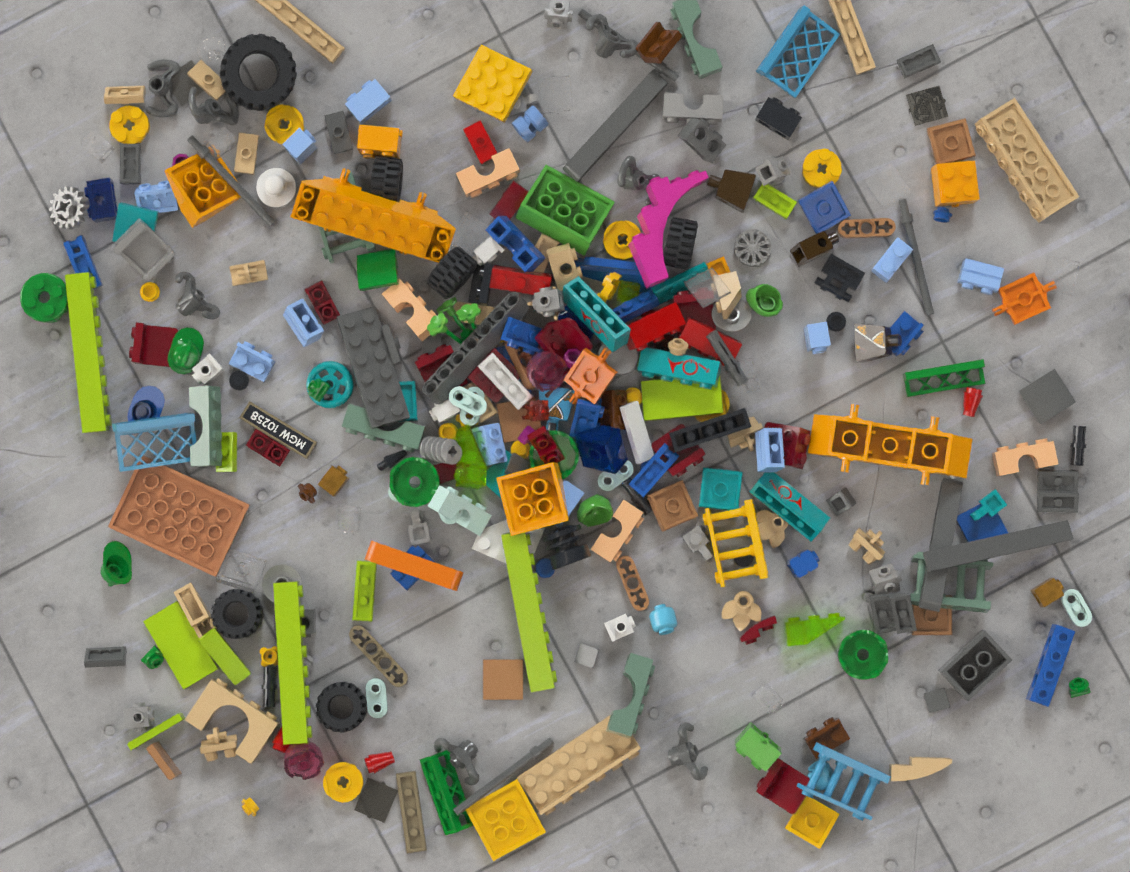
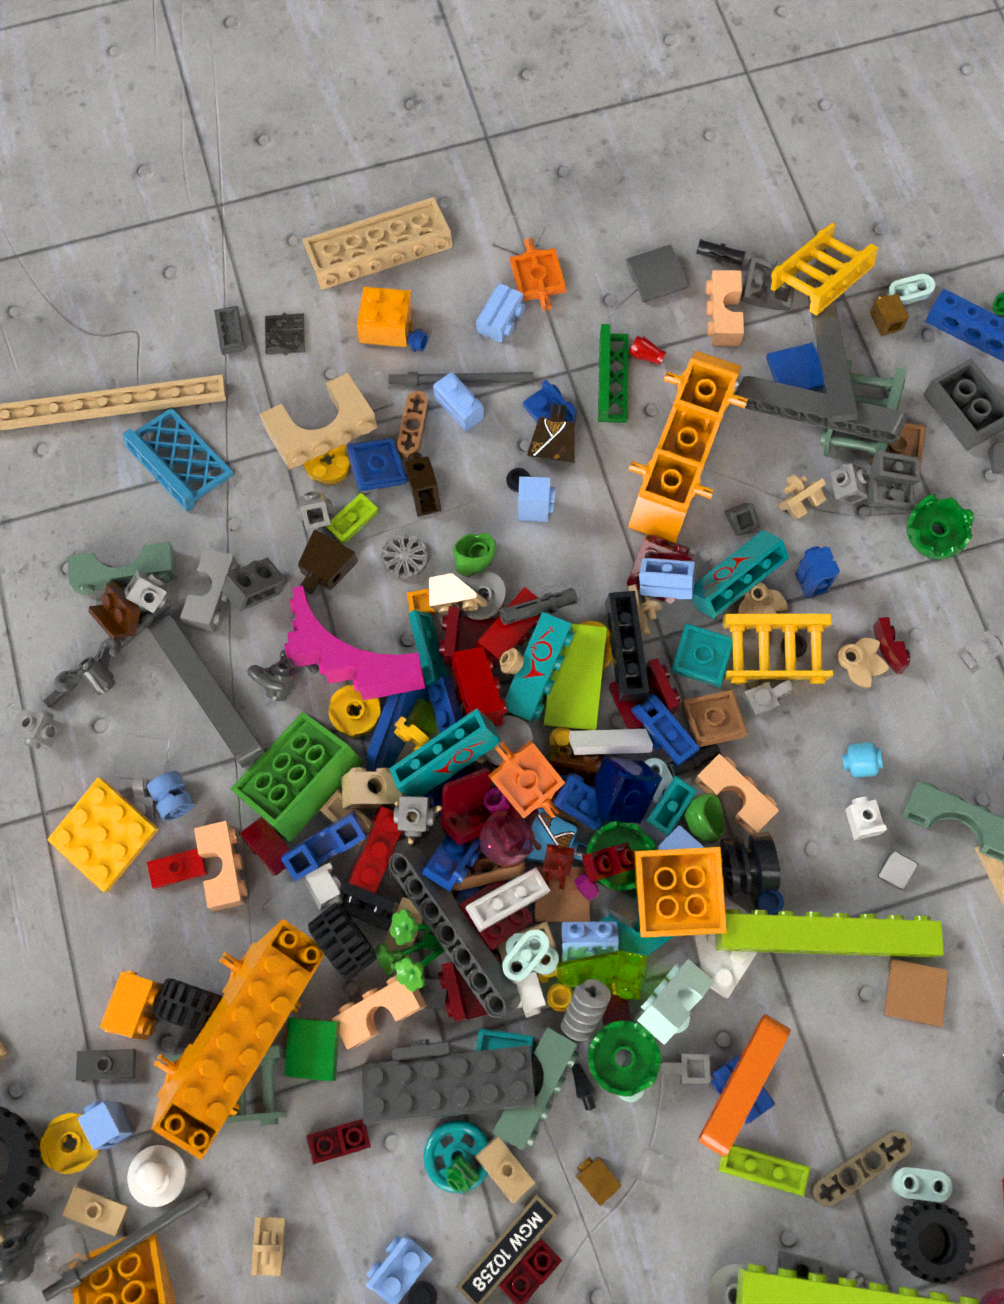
camera: 80 degrees left, 15 degrees down
(303, 322) = (360, 1176): light blue brick -> none
(307, 492) = (607, 1225): reddish brown plate -> none
(327, 417) = (505, 1169): none -> tan plate
(367, 101) = (74, 1012): light blue brick -> none
(520, 449) = (603, 901): yellow plate -> none
(598, 485) = (671, 806): none -> teal slope
(622, 571) = (828, 794): medium nougat beam -> none
(663, 344) = (505, 682): reddish brown plate -> none
(678, 62) = (146, 591): none -> light grey brick
(680, 243) = (377, 631): black tyre -> none
(707, 287) = (442, 612): clear piece -> none
(778, 118) = (252, 493): black brick -> none
(805, 631) = (901, 587): clear neon green slope -> none
(822, 145) = (301, 445): none -> tan arch
(842, 272) = (460, 460): black plate -> none
(951, 142) = (334, 316): medium nougat tile -> none
(990, 504) = (777, 350): teal plate -> none
(1058, 541) = (832, 285): none -> yellow fence

